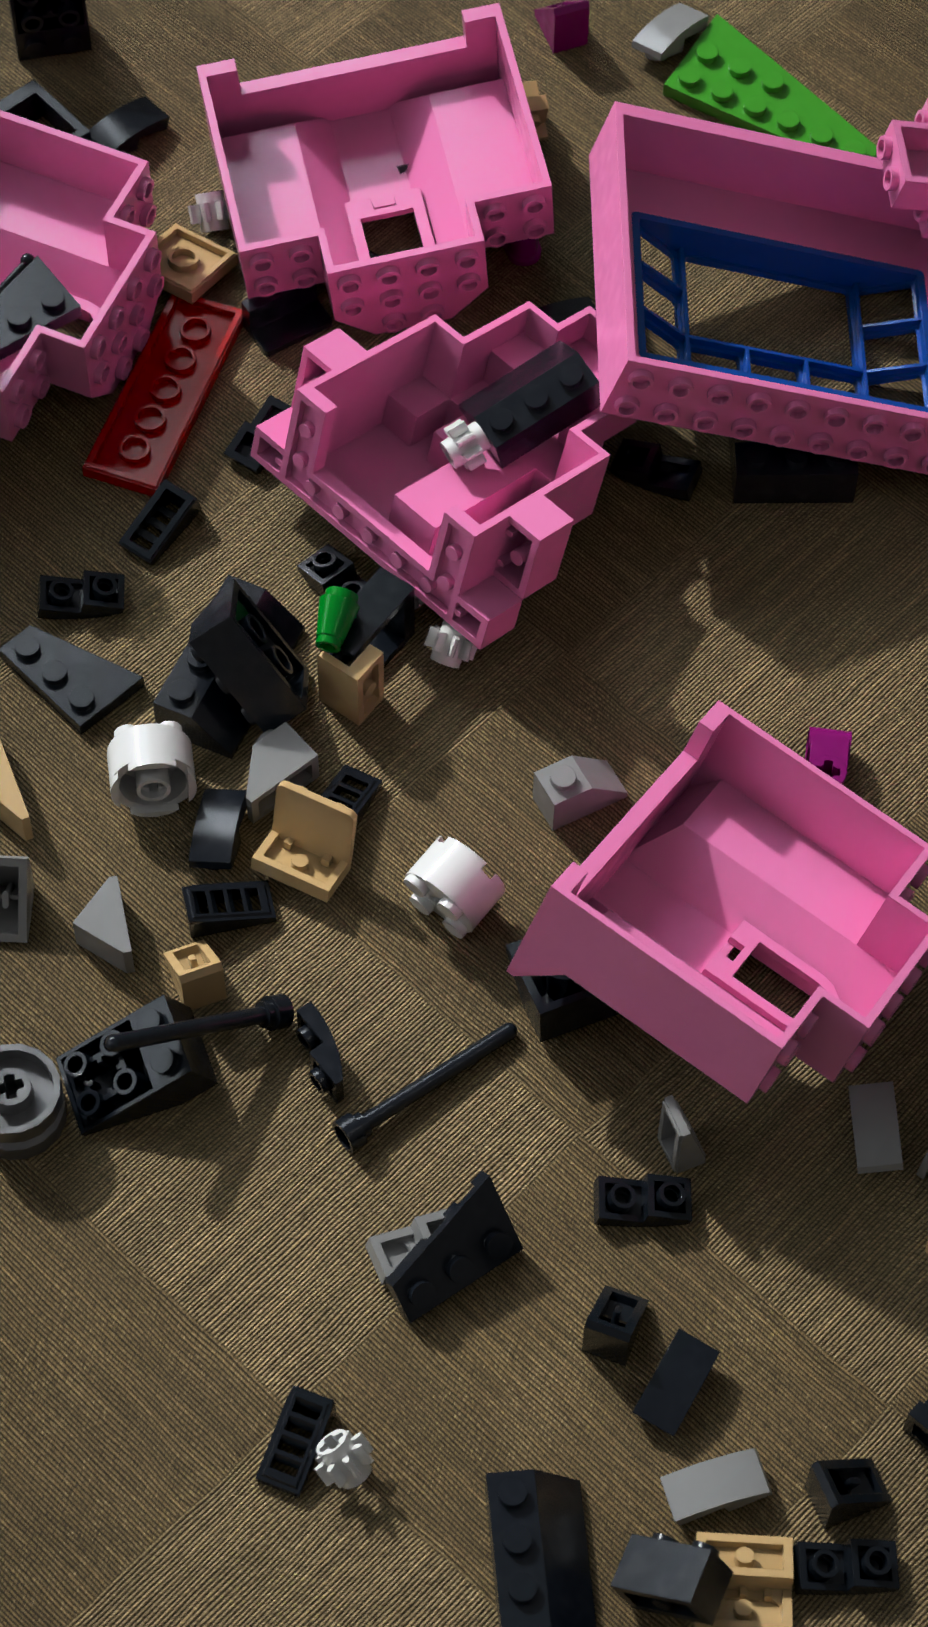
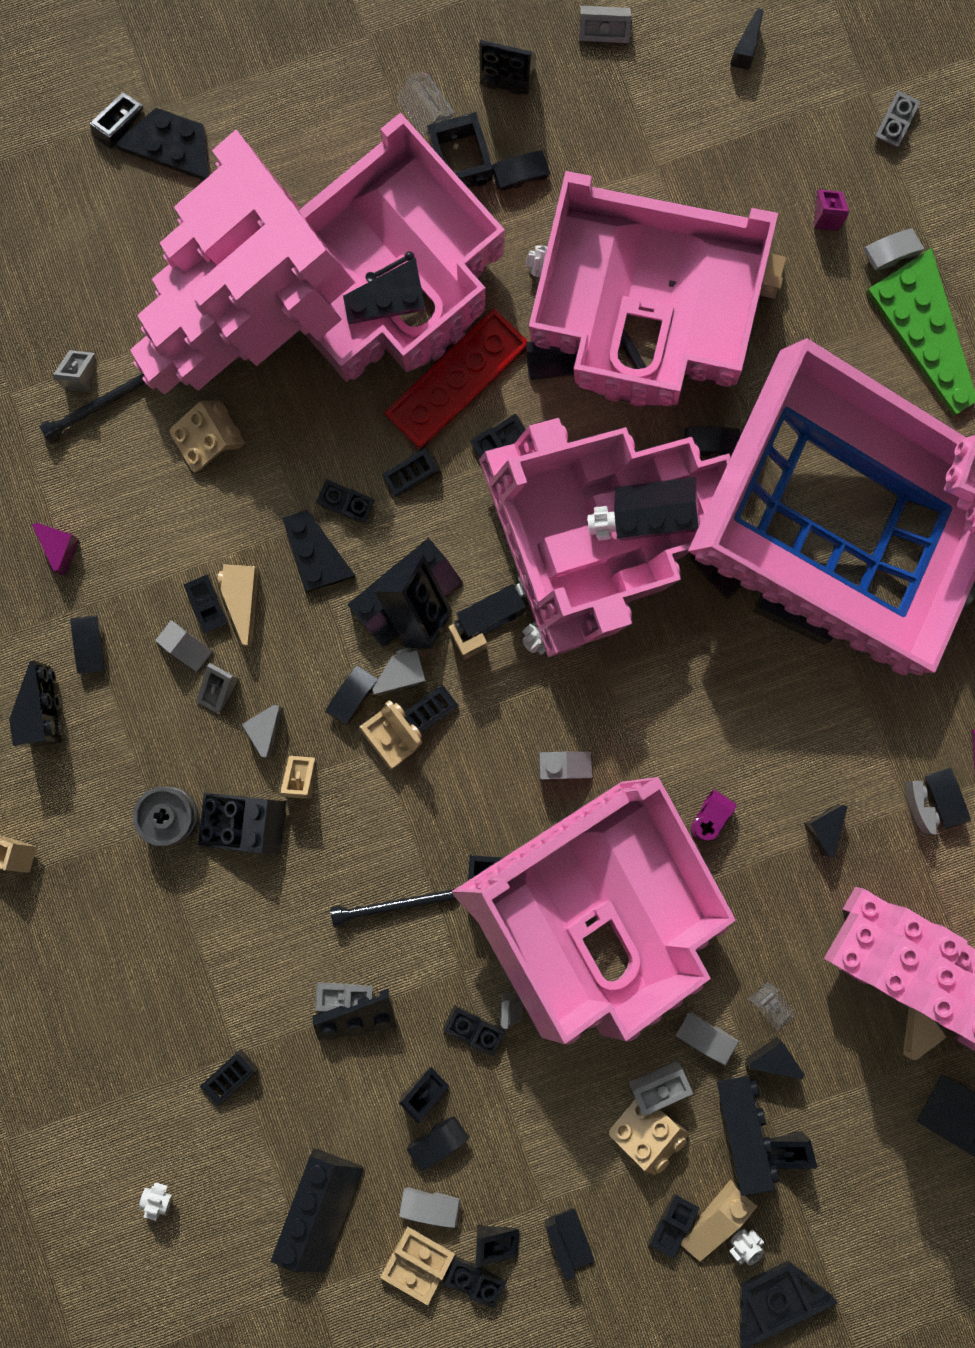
camera: 25 degrees right, 25 degrees up
(151, 768) = (329, 643): white brick -> none
(192, 262) = (508, 290): tan tile -> none
(214, 922) = (314, 739): black slope -> none
(271, 1013) = (328, 826): black piece -> none
(323, 1053) = (342, 872): black slope -> none
(328, 569) = (495, 562): black slope -> none
(335, 617) = (467, 611): green cone -> none
(344, 1459) = (246, 1103): white gear -> none
(453, 885) = (460, 799): white brick -> none
(672, 1577) = (378, 1255): black brick -> none
(875, 1127) = (617, 1058): light grey slope -> none

